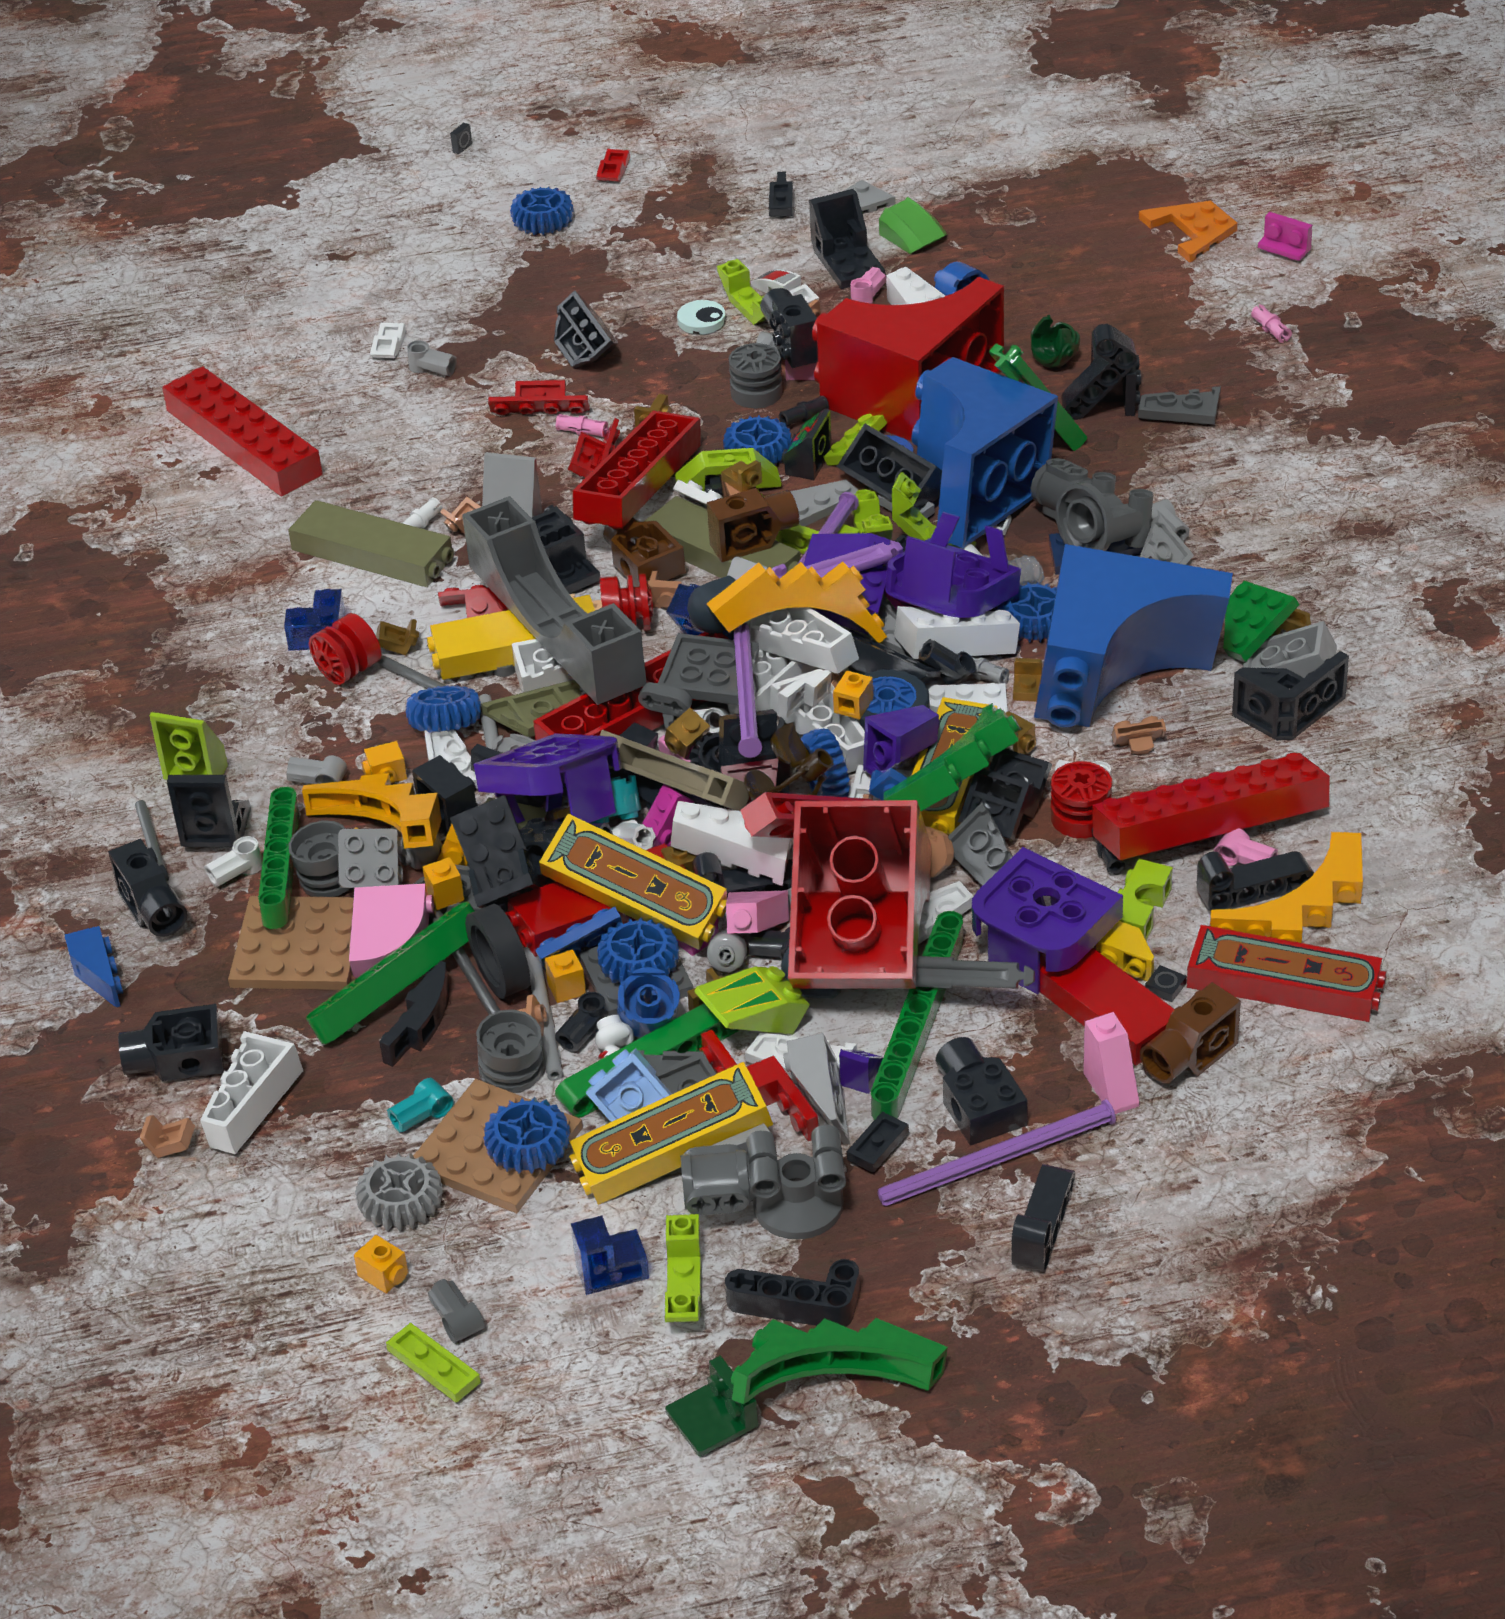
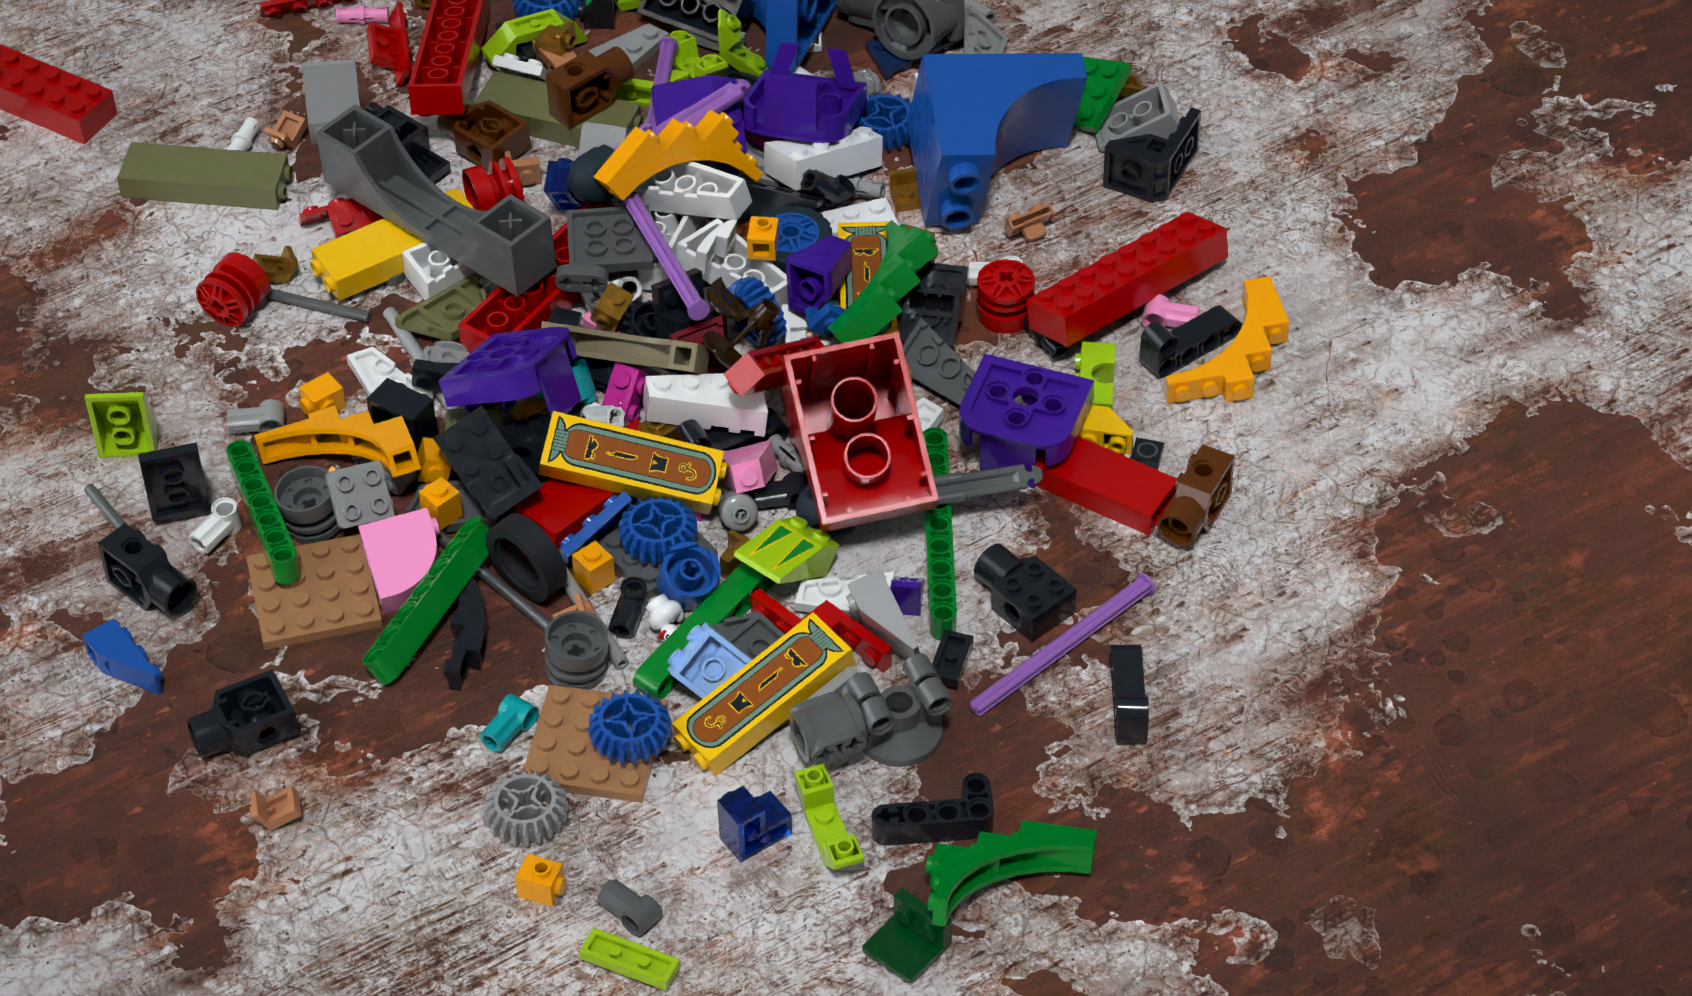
camera: 20 degrees left, 5 degrees up
(249, 1090) = (339, 743): white wedge -> none
(305, 622) = (183, 272): clear blue brick -> none
(443, 708) = (358, 330): blue gear -> none
(1109, 1062) = (1134, 538): bright pink slope -> none
(1287, 973) = (1251, 420): brick -> none

